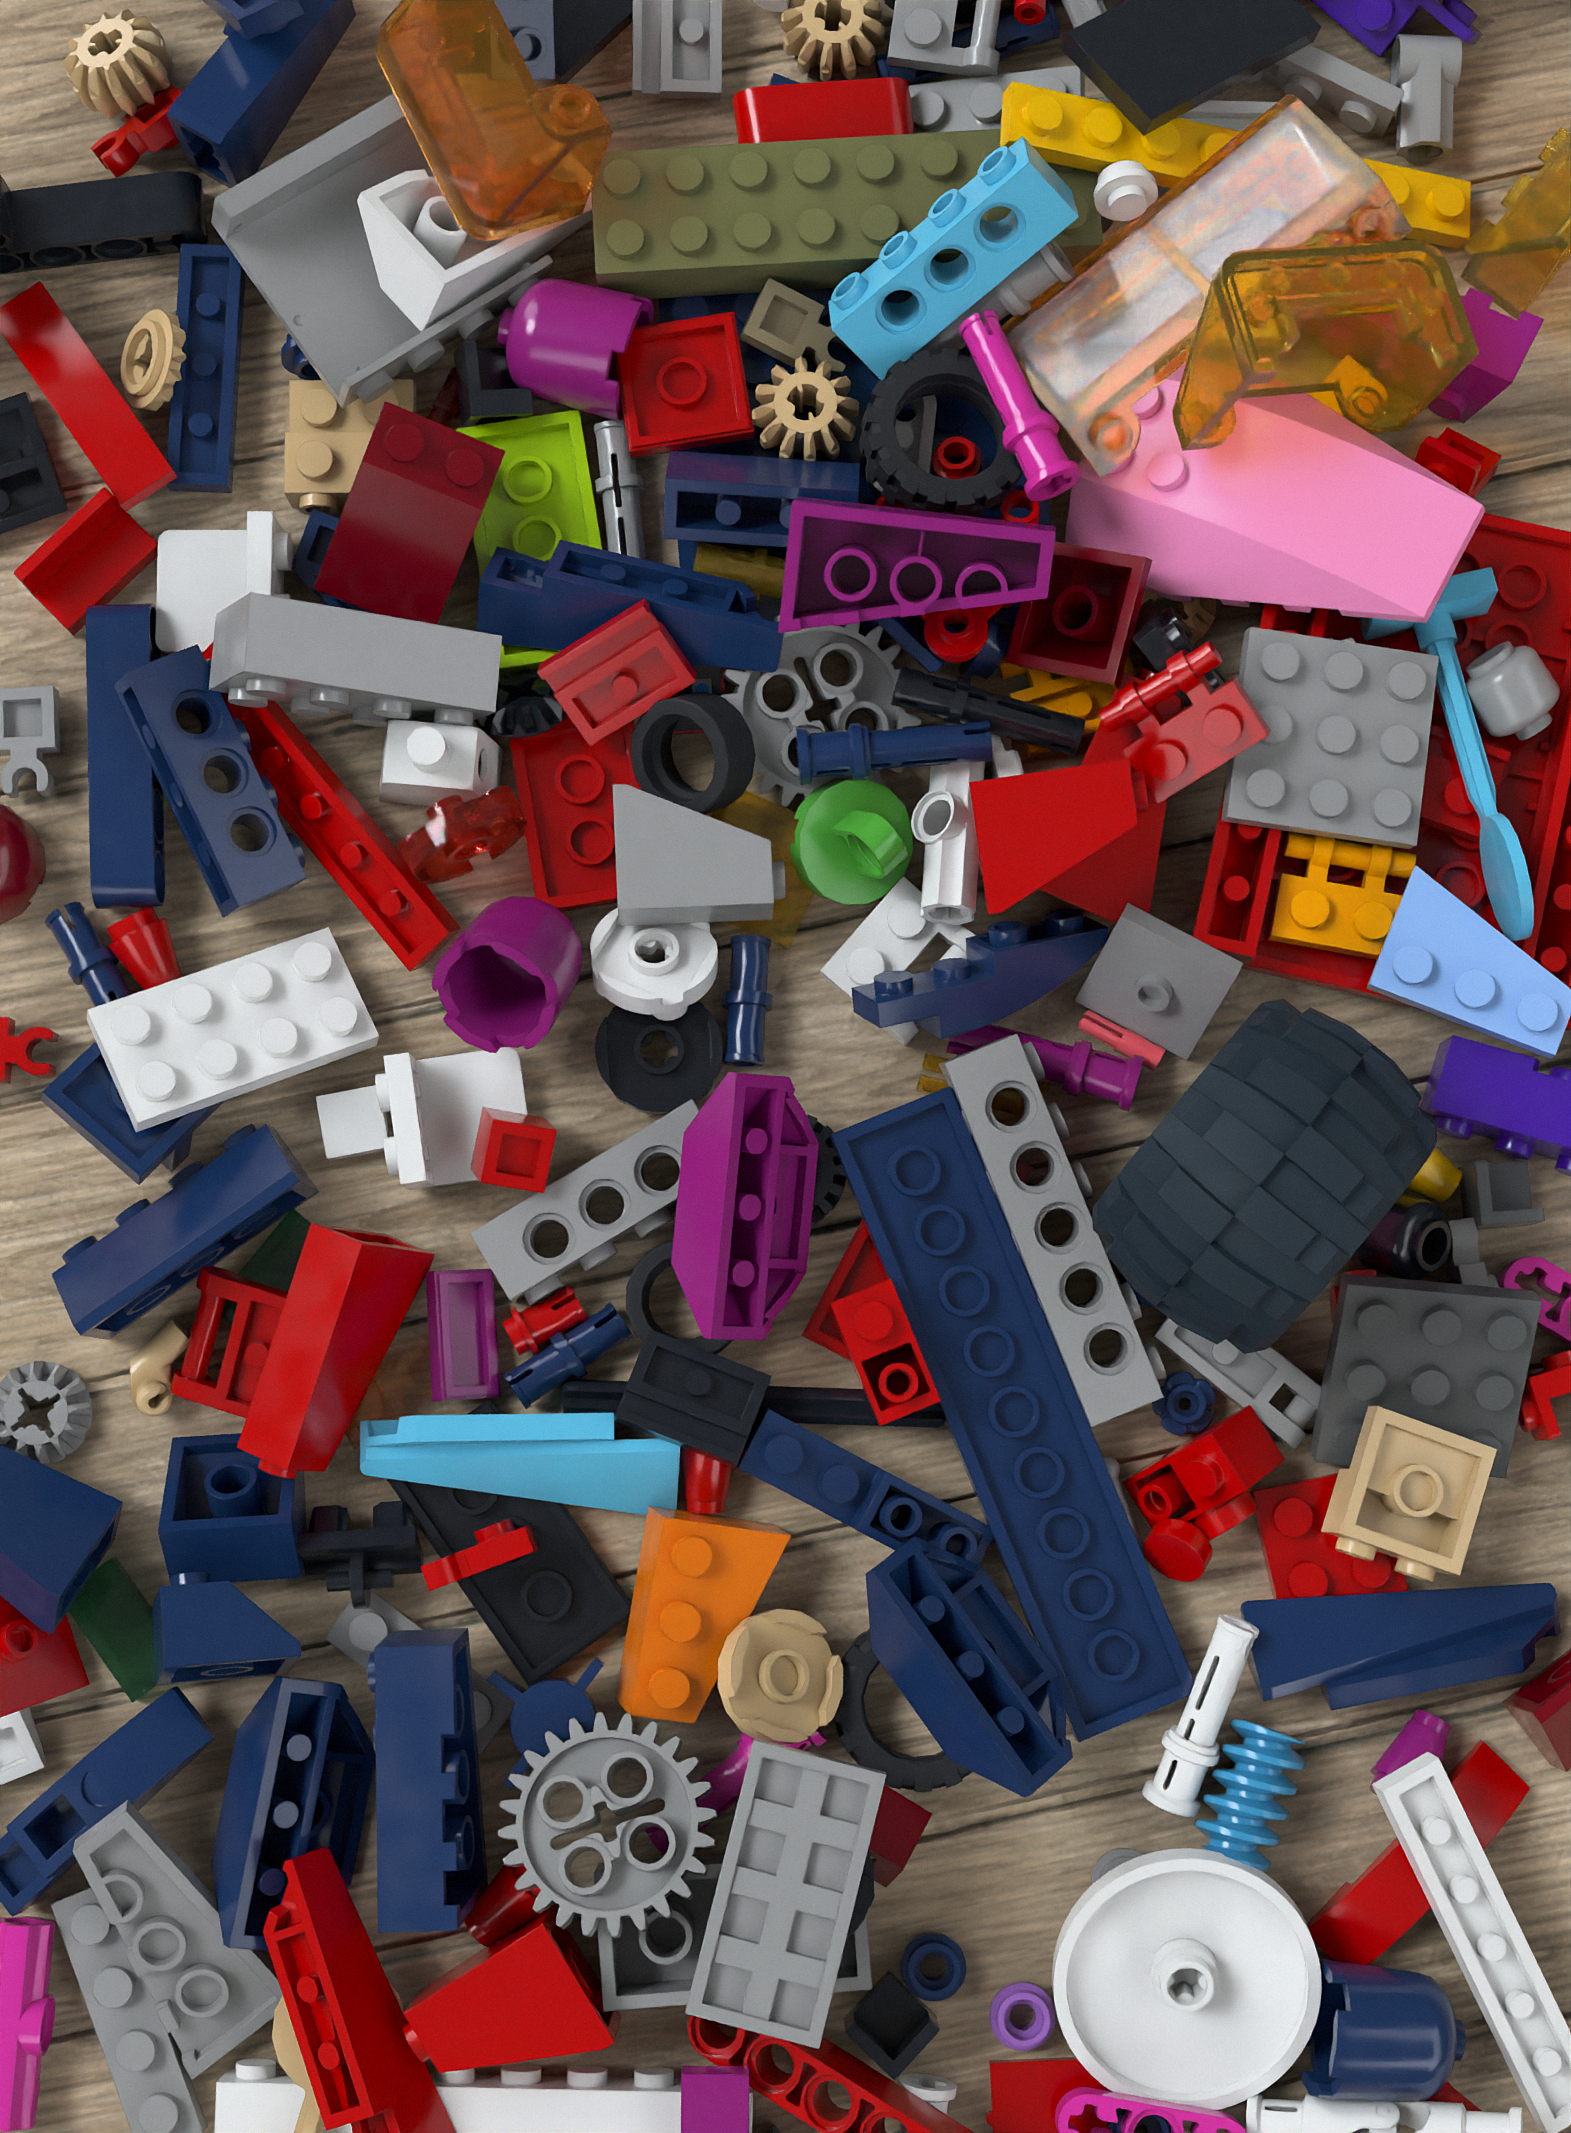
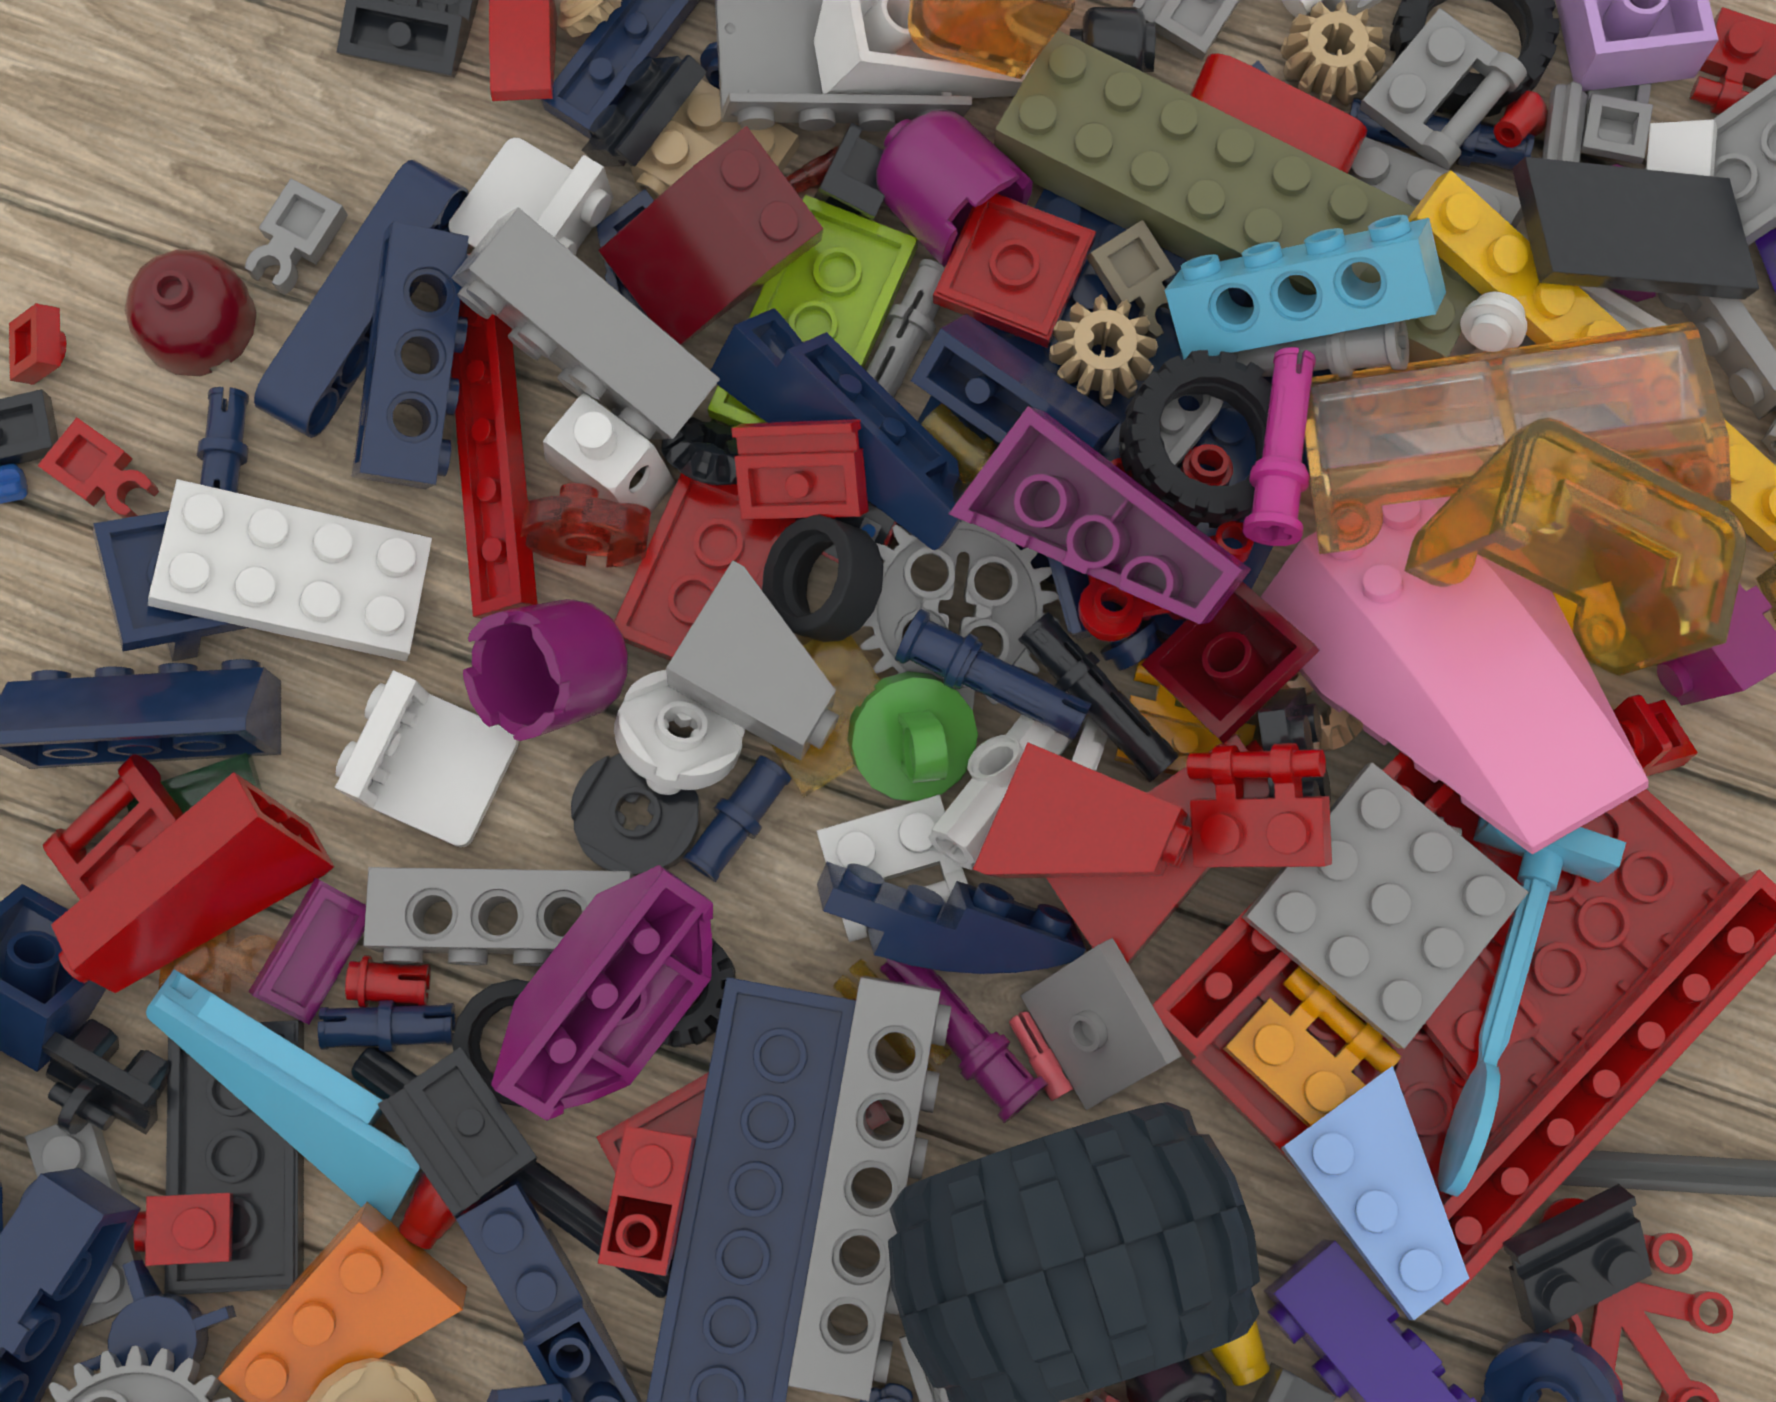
camera: 35 degrees right, 5 degrees down
(87, 560) = (438, 121): red panel -> none
(145, 948) = (272, 462): red cone -> none
(152, 1369) = (44, 815): tan arm -> none
(266, 439) = (654, 96): none -> black plate
(352, 1123) = (337, 711): white tile -> none
(495, 1546) = (211, 1153): red plate -> none
(513, 1150) = (451, 819): red panel -> none
(514, 1623) = (185, 1229): none -> red bracket
(644, 122) = (1121, 34): none -> black head
(1511, 691) = (1578, 965): light grey head -> none

